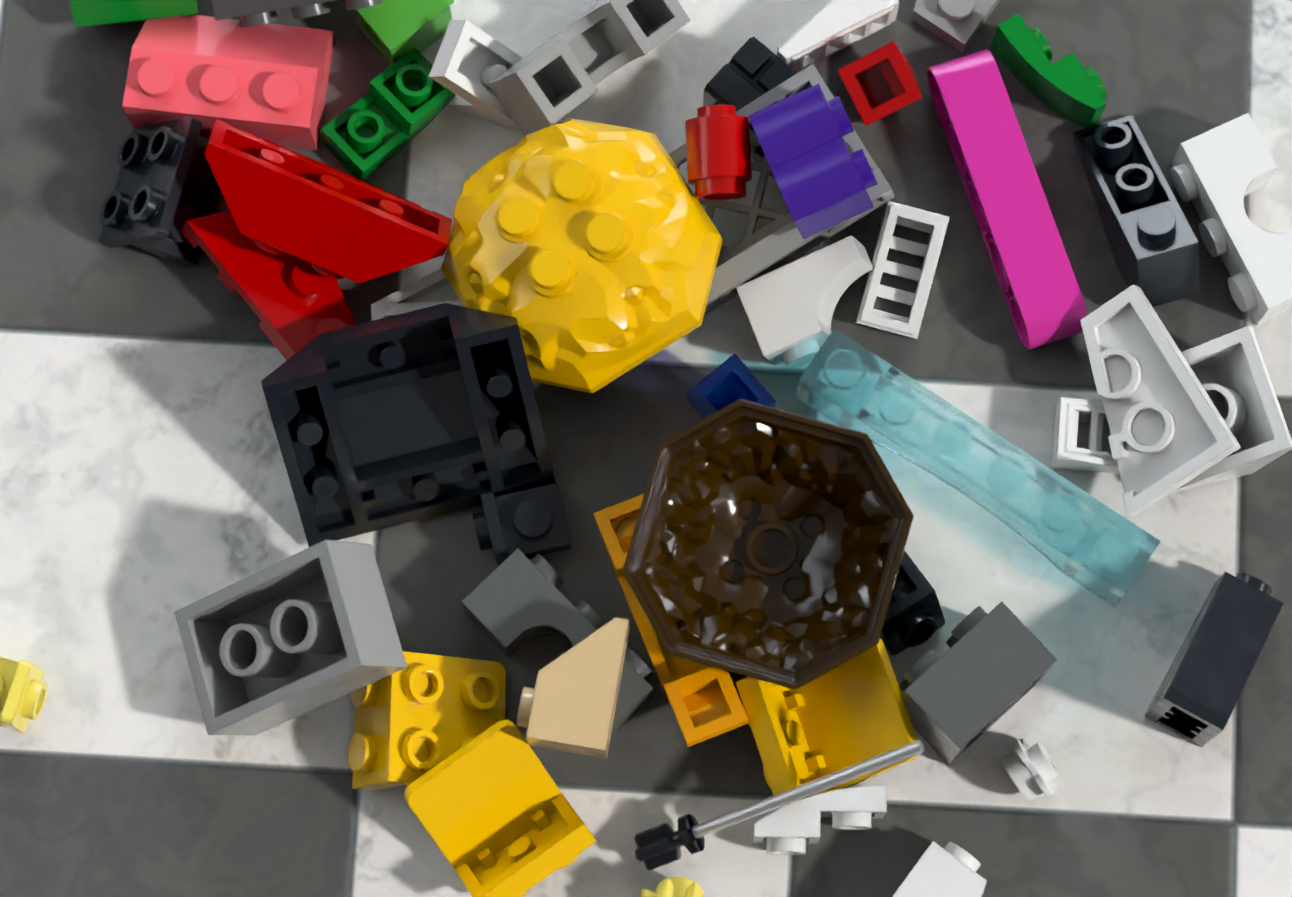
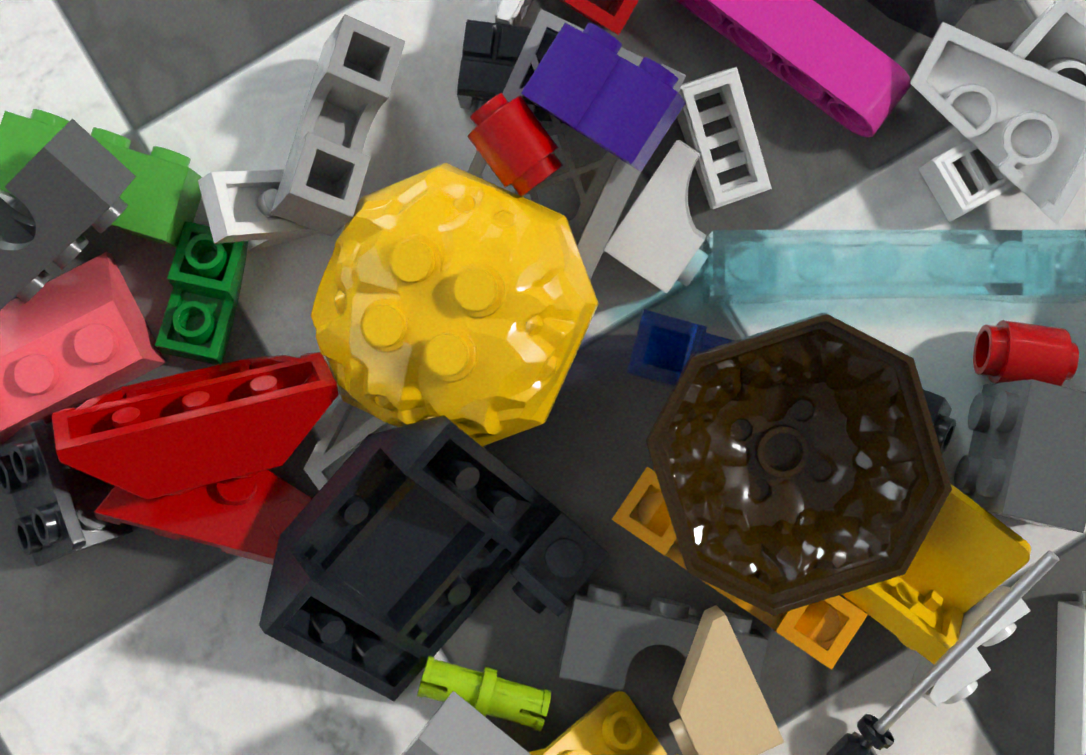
camera: 35 degrees left, 10 degrees up
(402, 597) = (485, 692): none -> lime pin
(1038, 607) = (1025, 352): none -> red brick

